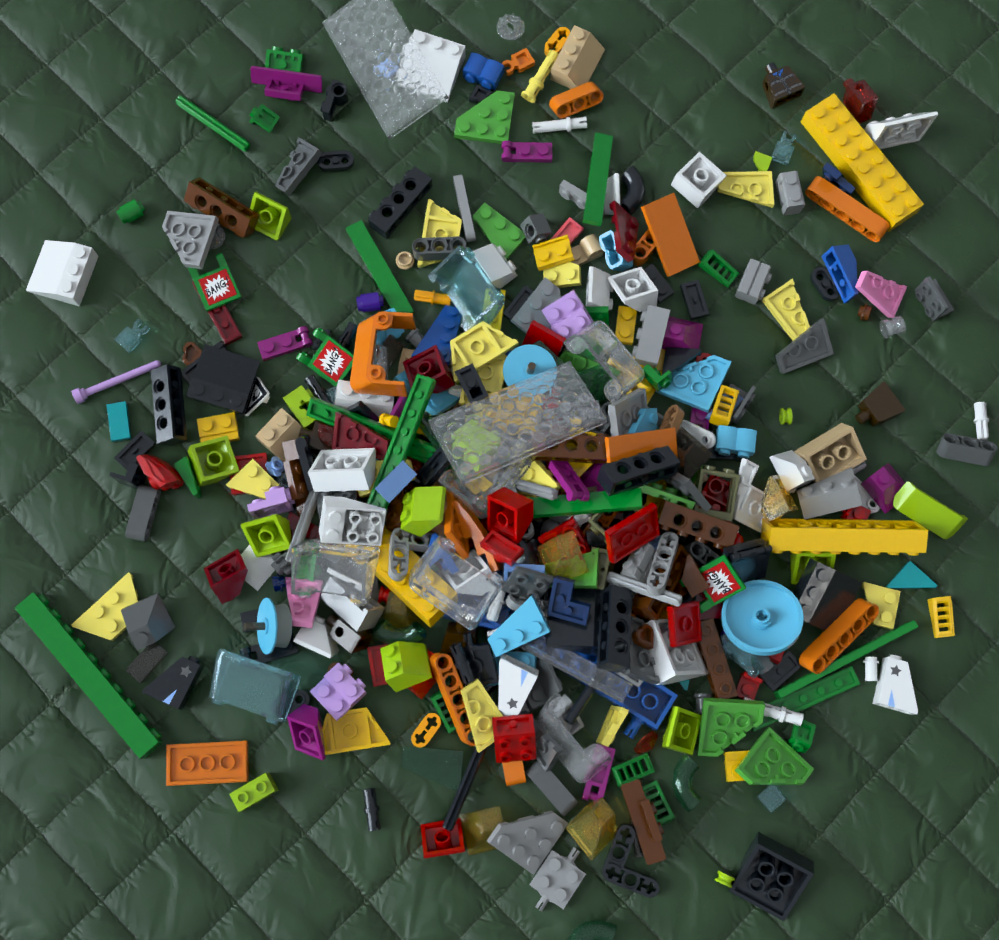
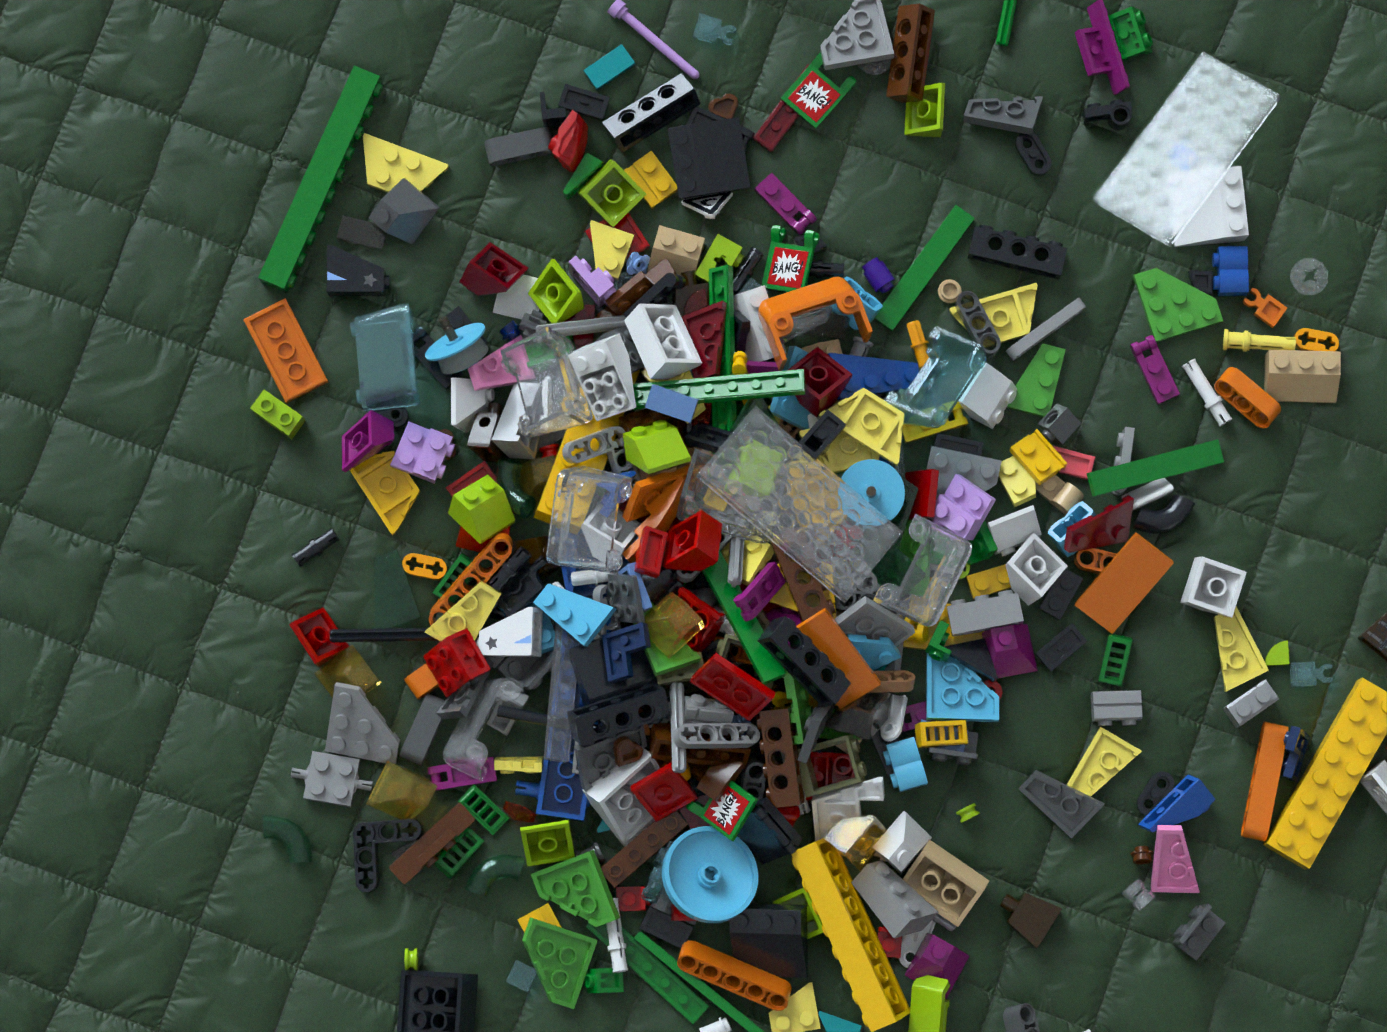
camera: 70 degrees right, 5 degrees up
(264, 117) = (1046, 45): green bracket -> none

